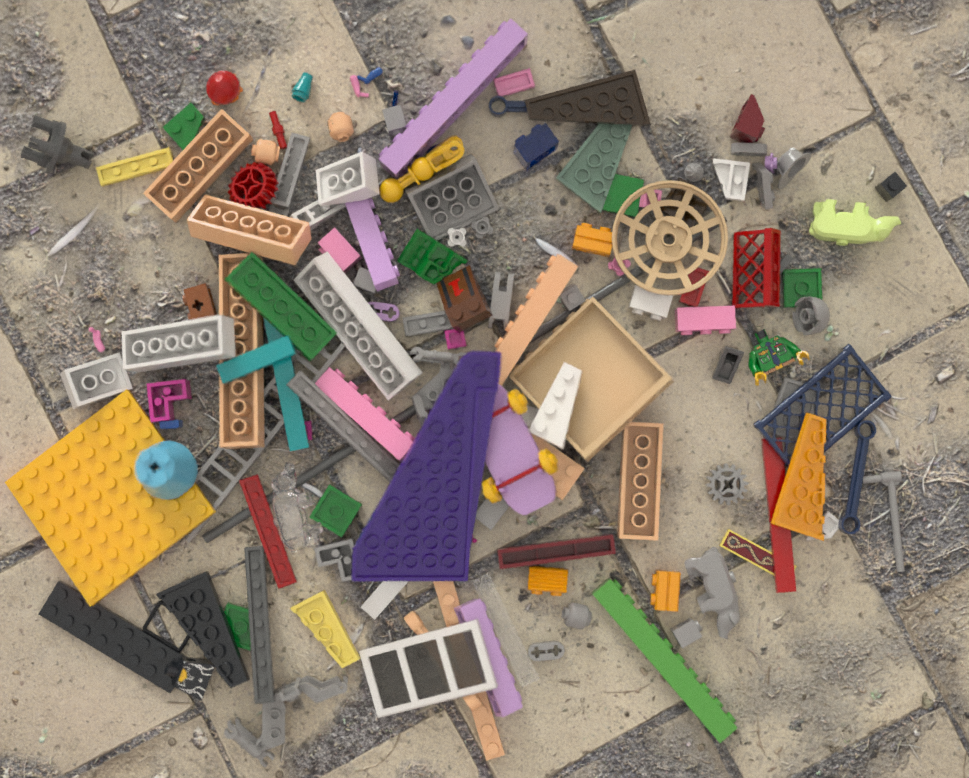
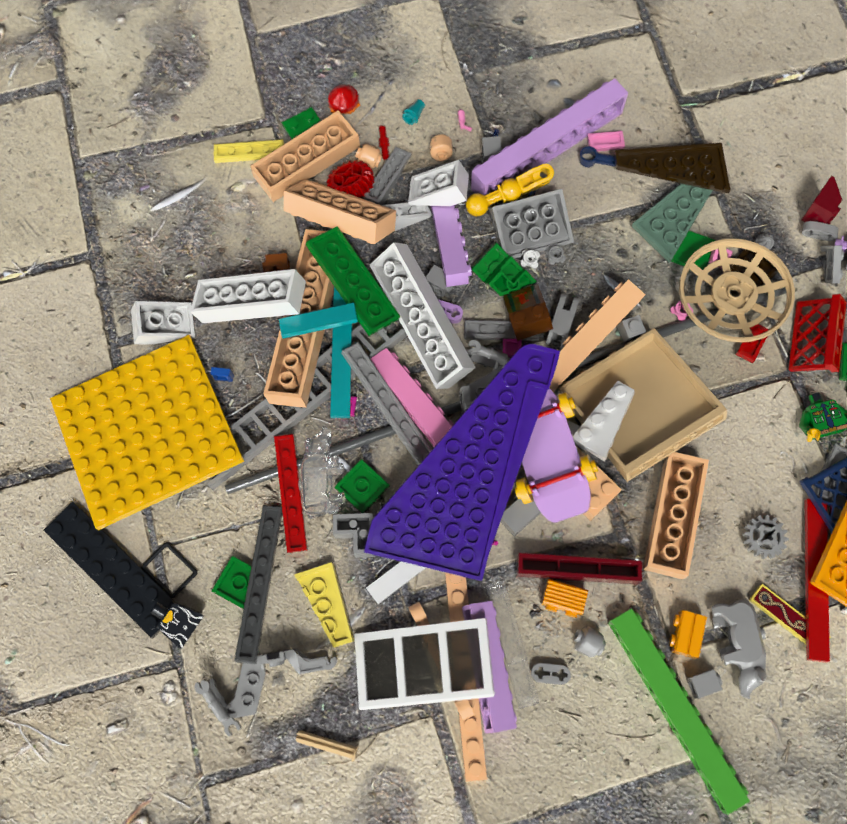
camera: 15 degrees right, 15 degrees down
(56, 149) = (183, 117): dark grey piece -> none
(97, 339) = (174, 288): bright pink piece -> none
(162, 396) = (222, 344): dark pink brick -> none
(176, 471) = (204, 406): medium azure cone -> none
(204, 620) = (205, 569): black wing -> none
(339, 250) = (420, 248): bright pink brick -> none
(355, 754) = (327, 744): none -> tan axle
(373, 74) = (480, 112): blue piece -> none
(535, 146) = (618, 191): clear blue brick -> none
(593, 240) = (660, 283): light orange brick -> none
(650, 303) = (708, 348): white brick -> none
(705, 319) = (761, 373): bright pink brick -> none
(727, 364) = (780, 418): dark grey slope -> none
(732, 178) = (801, 253): white wing -> none

